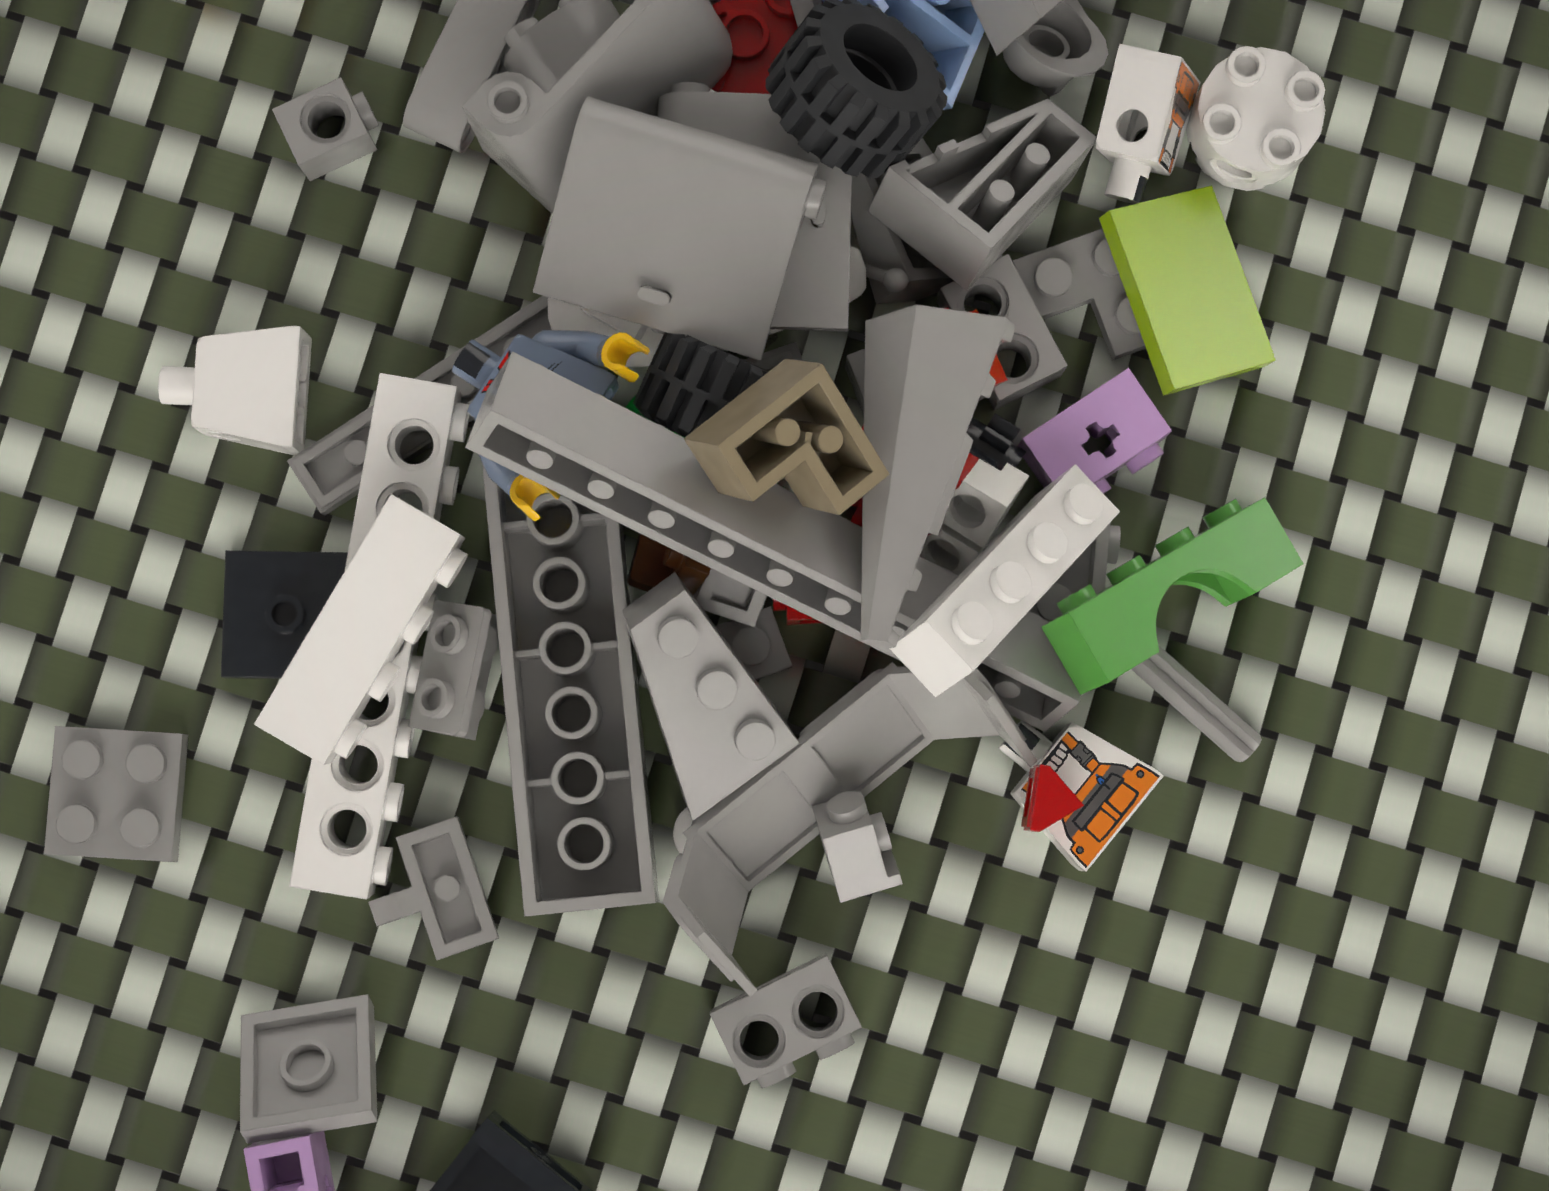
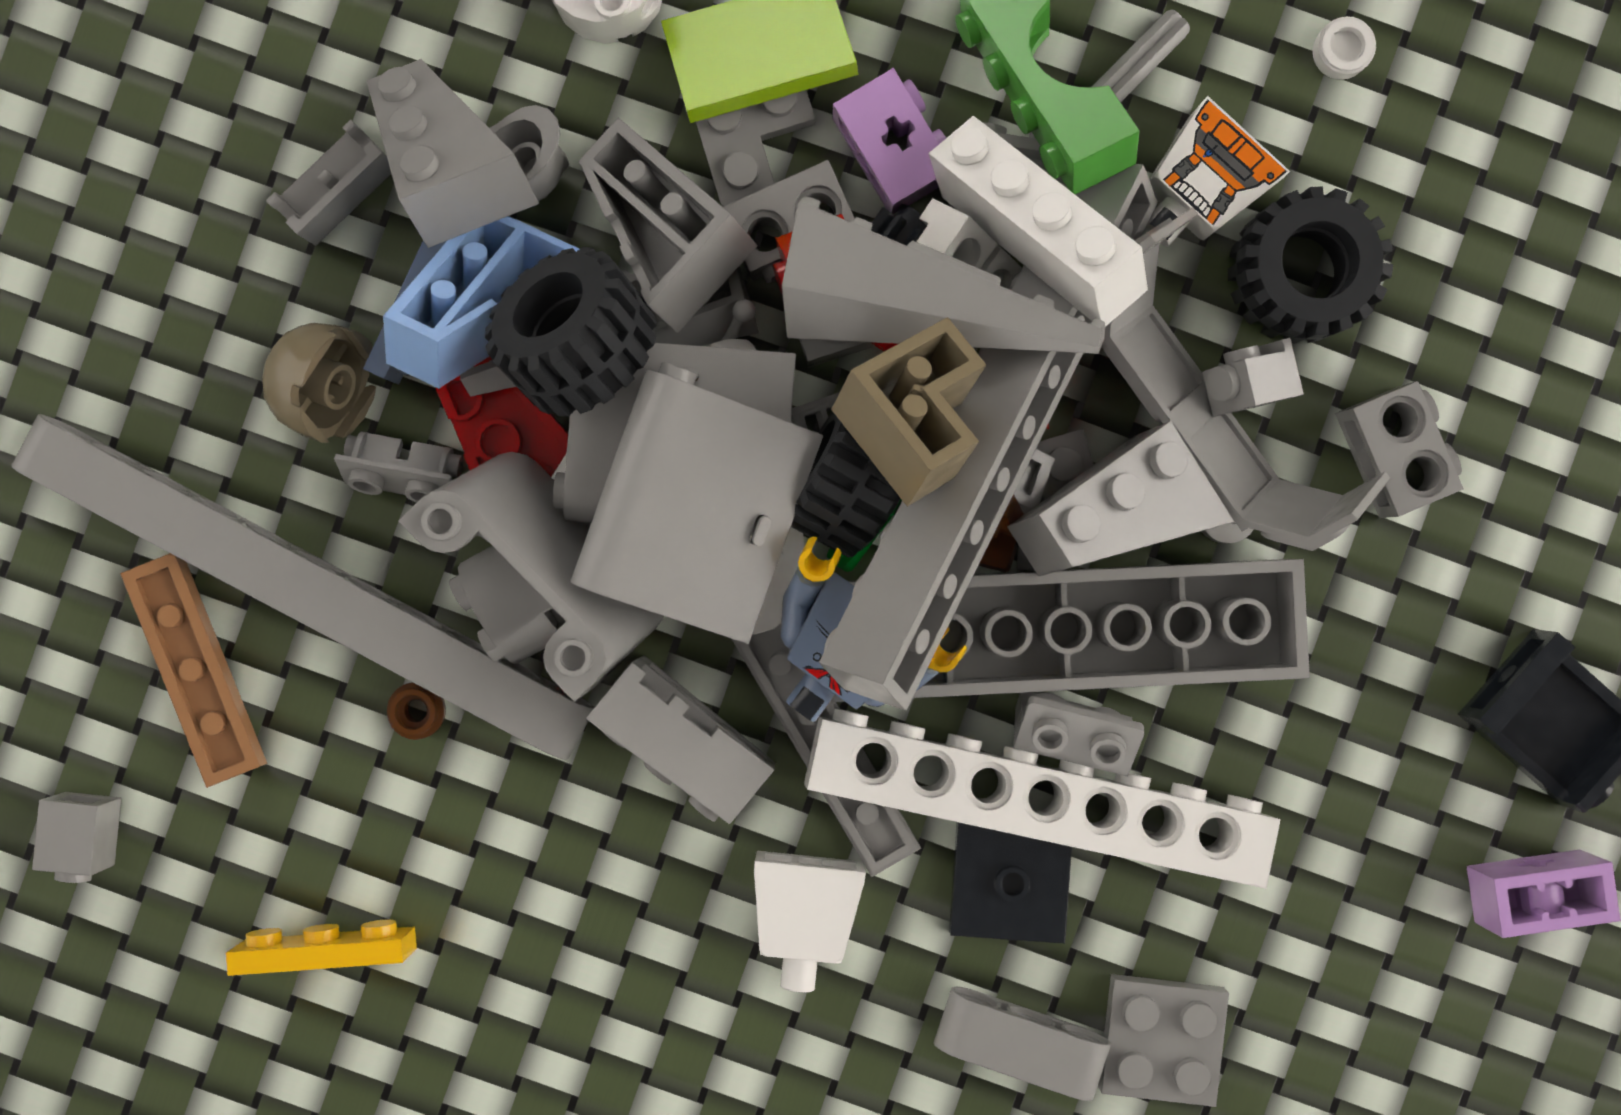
camera: 85 degrees left, 5 degrees up
(108, 633) = (1022, 1043): none -> light grey beam
(303, 115) = (562, 854): light grey brick -> none
(308, 1069) = (1425, 877): light grey plate -> none
(361, 631) = (1050, 815): white brick -> none
(430, 242) = (682, 740): none -> light grey wedge
(442, 890) = (1266, 752): light grey plate -> none
(1040, 913) = (1345, 236): none -> black tyre
(1046, 799) = (1234, 200): red slope -> none
(1144, 93) = (576, 69): white torso -> none
(1234, 938) = (1344, 48): none -> white tile

